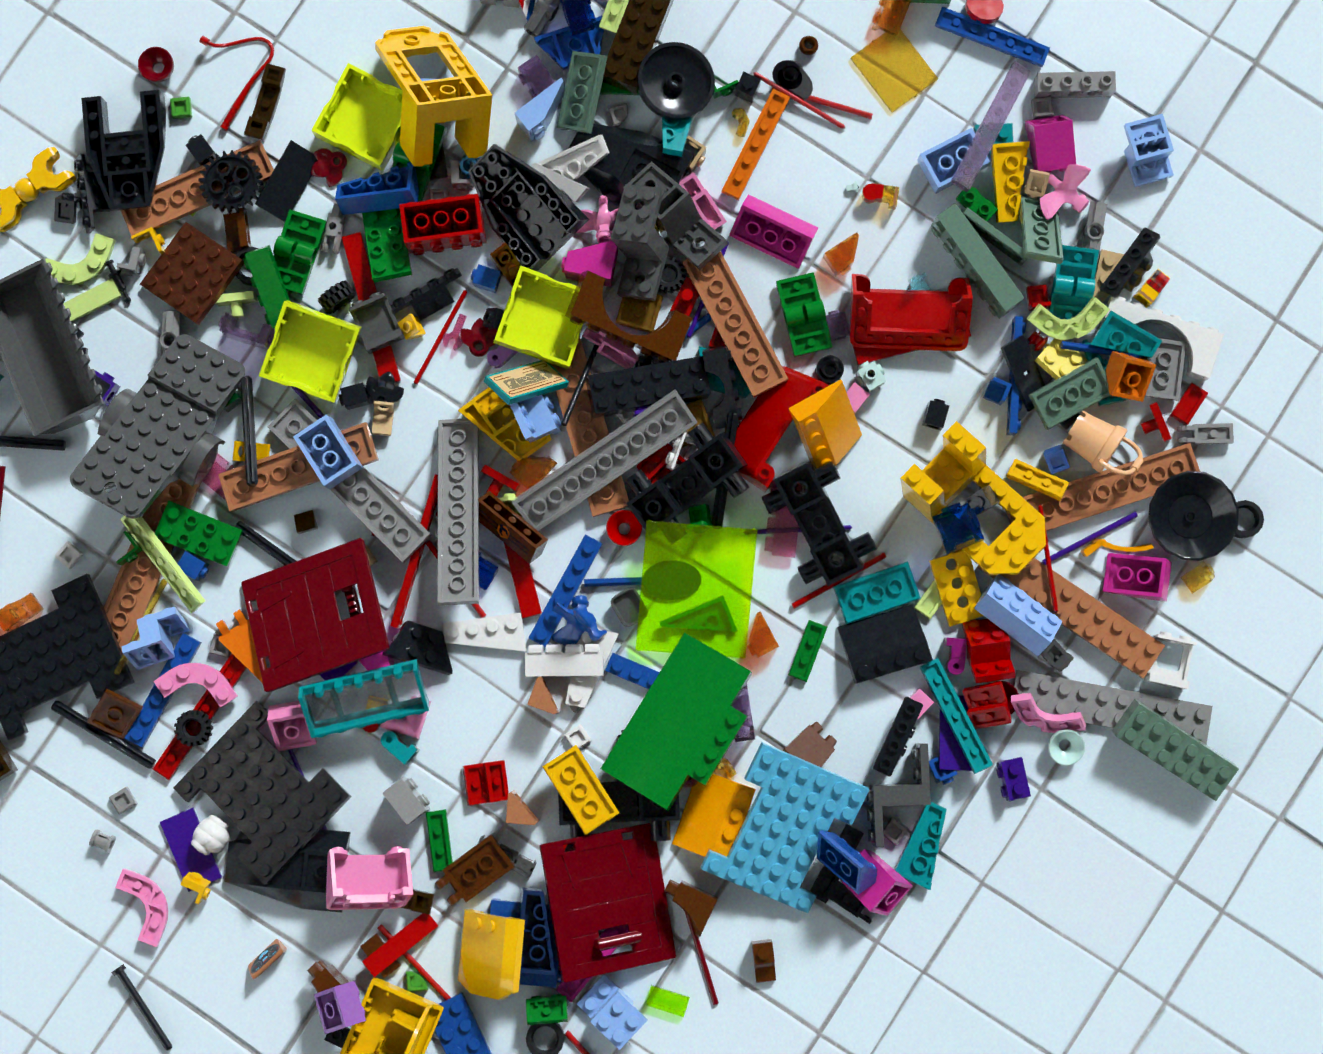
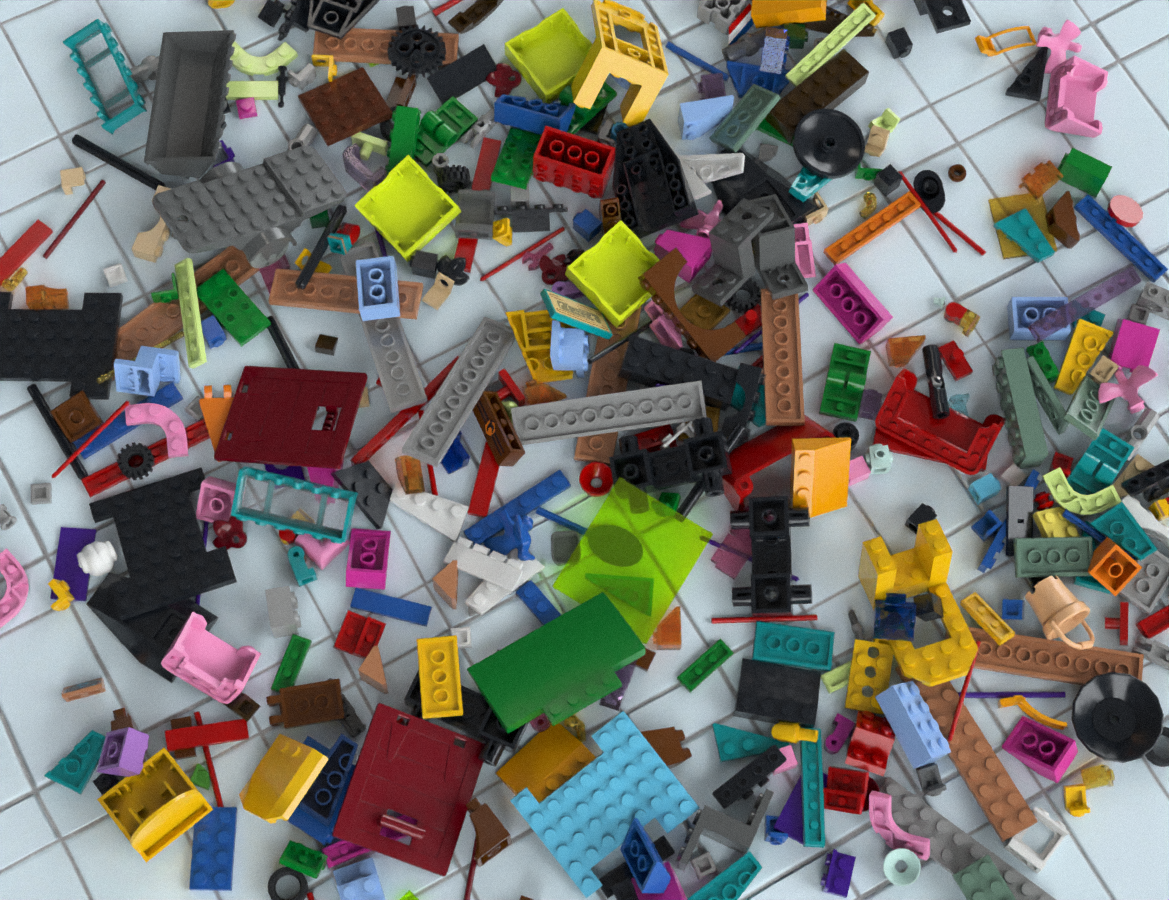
camera: 25 degrees right, 15 degrees down
(84, 508) = (150, 244): none -> tan arch
(97, 321) = (246, 108): none -> dark pink plate
(140, 728) = (90, 439): none -> red axle
(265, 409) = (344, 237): none -> leg
(302, 1027) = (79, 765): none -> teal wing
(310, 286) = (440, 158): none -> light grey bush
(314, 751) = (227, 531): none -> dark red plate
(408, 283) = (519, 196): none -> light grey brick
(454, 615) = (410, 474): none -> clear orange slope
(455, 708) = (368, 559): none -> dark pink slope
(500, 741) = (391, 607): none -> blue tile
(504, 50) = (688, 56): none -> blue bar
(716, 28) = (887, 120): none -> yellowish green bracket
(718, 52) = (877, 141): none -> tan bracket
(754, 668) = (645, 661): none -> reddish brown tile
(872, 707) = (740, 744): none -> teal wing
(882, 265) = (934, 372): none -> black piece
(894, 240) = (955, 360): none -> red tile
(902, 77) = (1025, 232): none -> teal wing
(916, 675) = (793, 733): none -> yellow arm
(924, 546) = (855, 625): none -> piece
(930, 46) = (1062, 221): none -> reddish brown slope
(979, 355) = (984, 488): none -> medium azure brick
(999, 329) = (1013, 476): none -> white tile
(1189, 608) = (1075, 800): none -> yellow bracket

